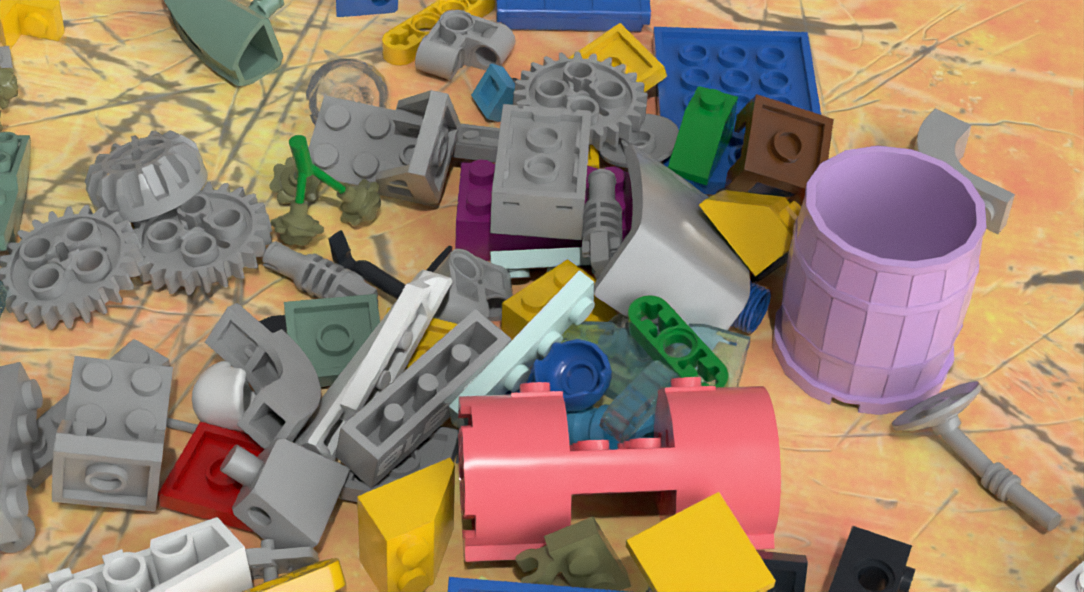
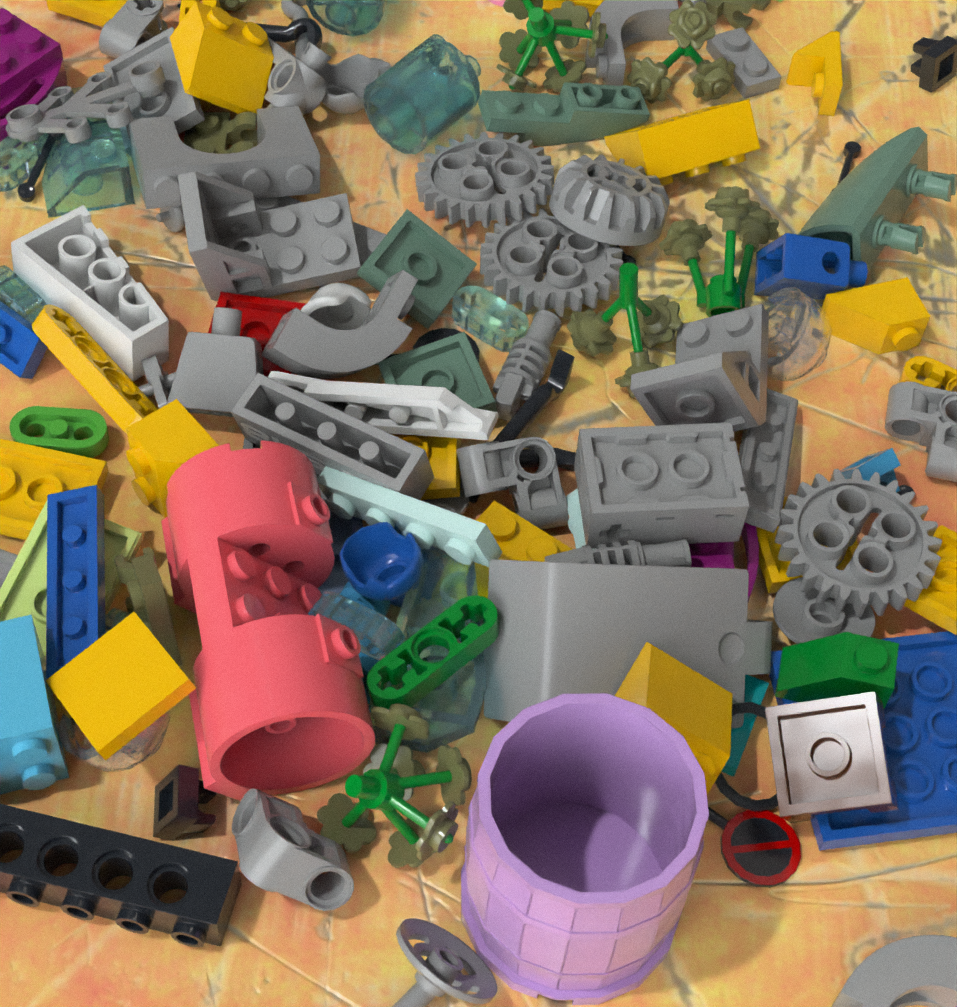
camera: 80 degrees right, 10 degrees up
(70, 120) = (689, 141): none -> yellow slope
(117, 29) = (851, 151): none -> black hinge
(171, 329) = (426, 256): none -> sand green plate
(205, 97) = (741, 219): none -> olive plant
(257, 292) = (490, 318): none -> clear light blue beam
(283, 64) = (809, 264): none -> blue torso
(335, 38) = (878, 316): none -> yellow slope
(810, 414) = (387, 787): none -> olive plant
(840, 496) = (287, 856): none -> light grey piece

